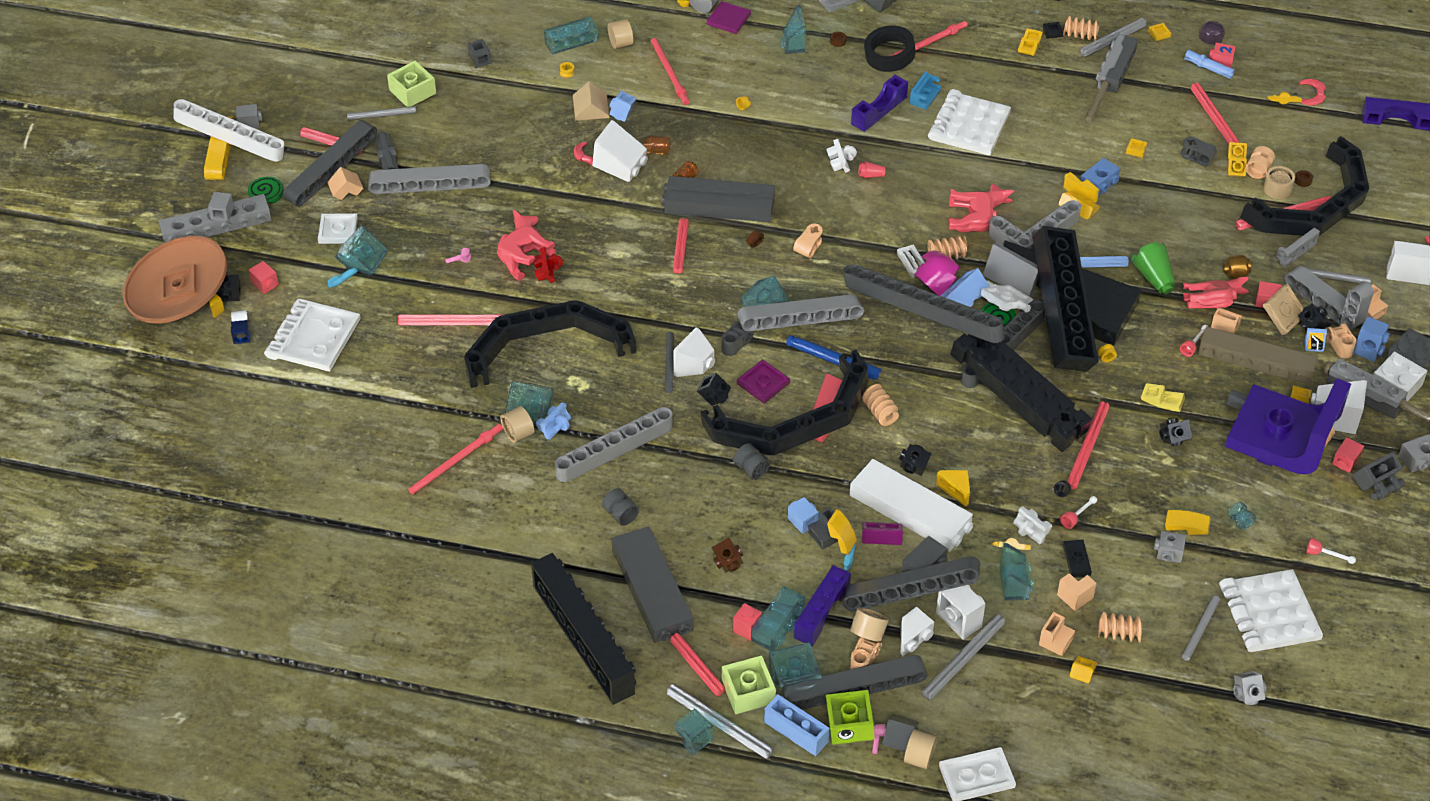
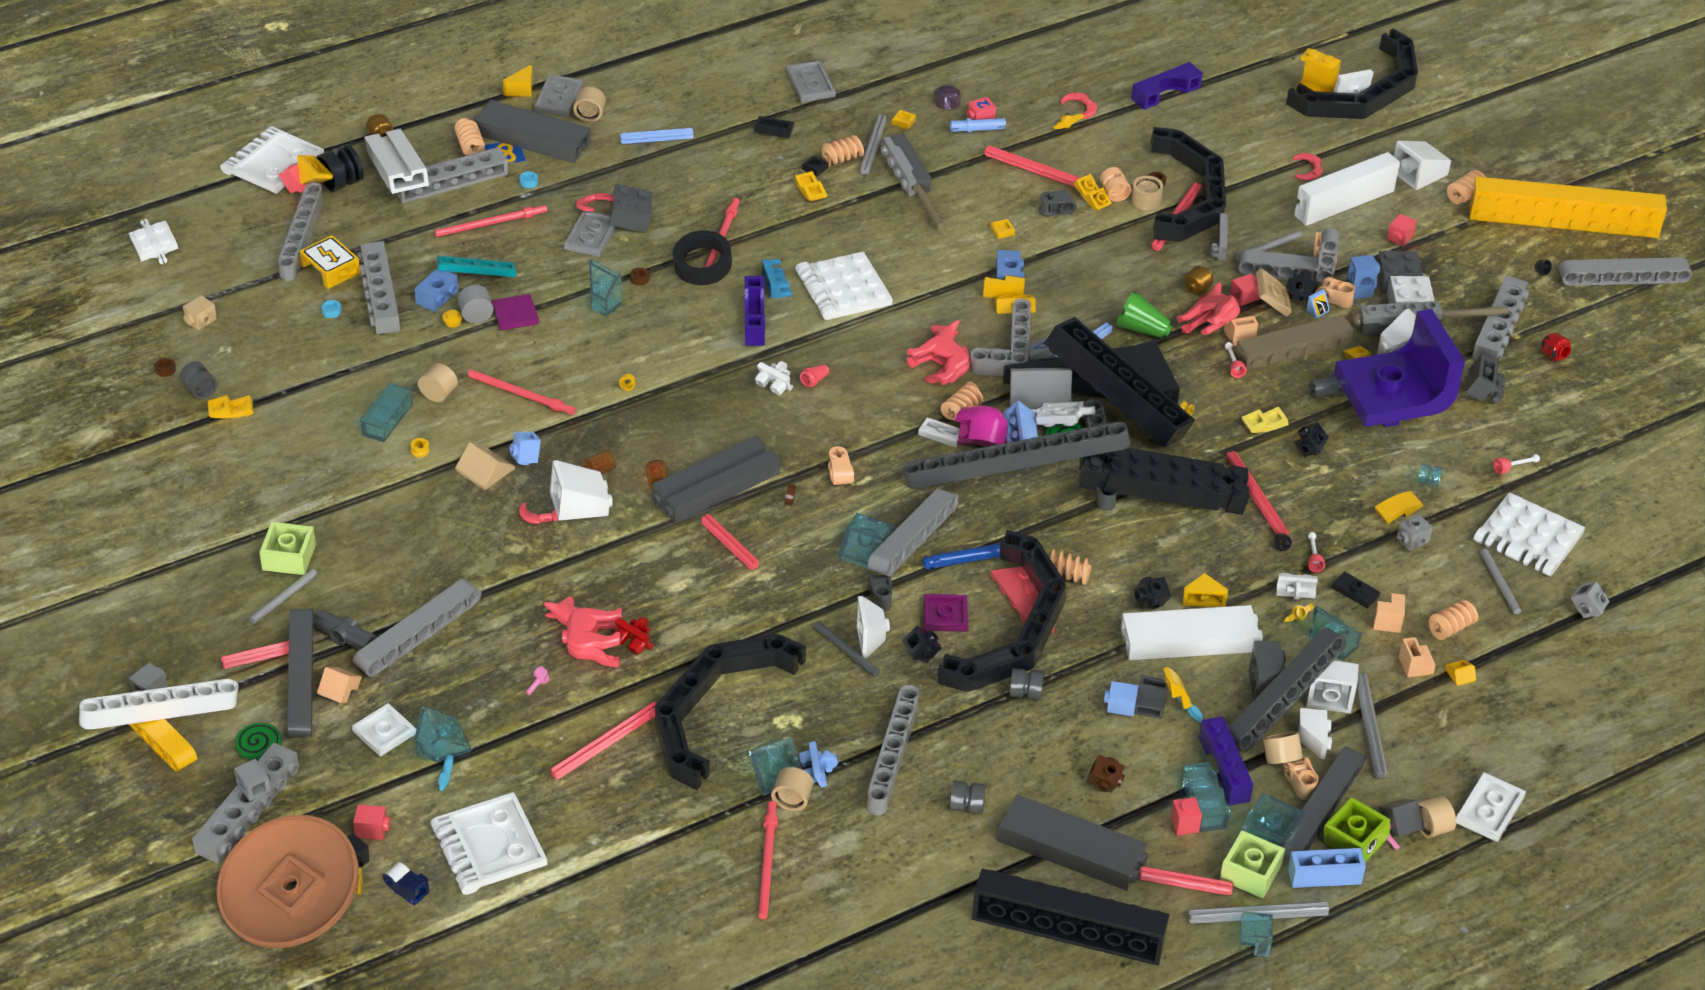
camera: 45 degrees left, 5 degrees down
(479, 53) = (315, 480): dark grey brick -> none
(882, 533) = (1195, 670): magenta slope -> none

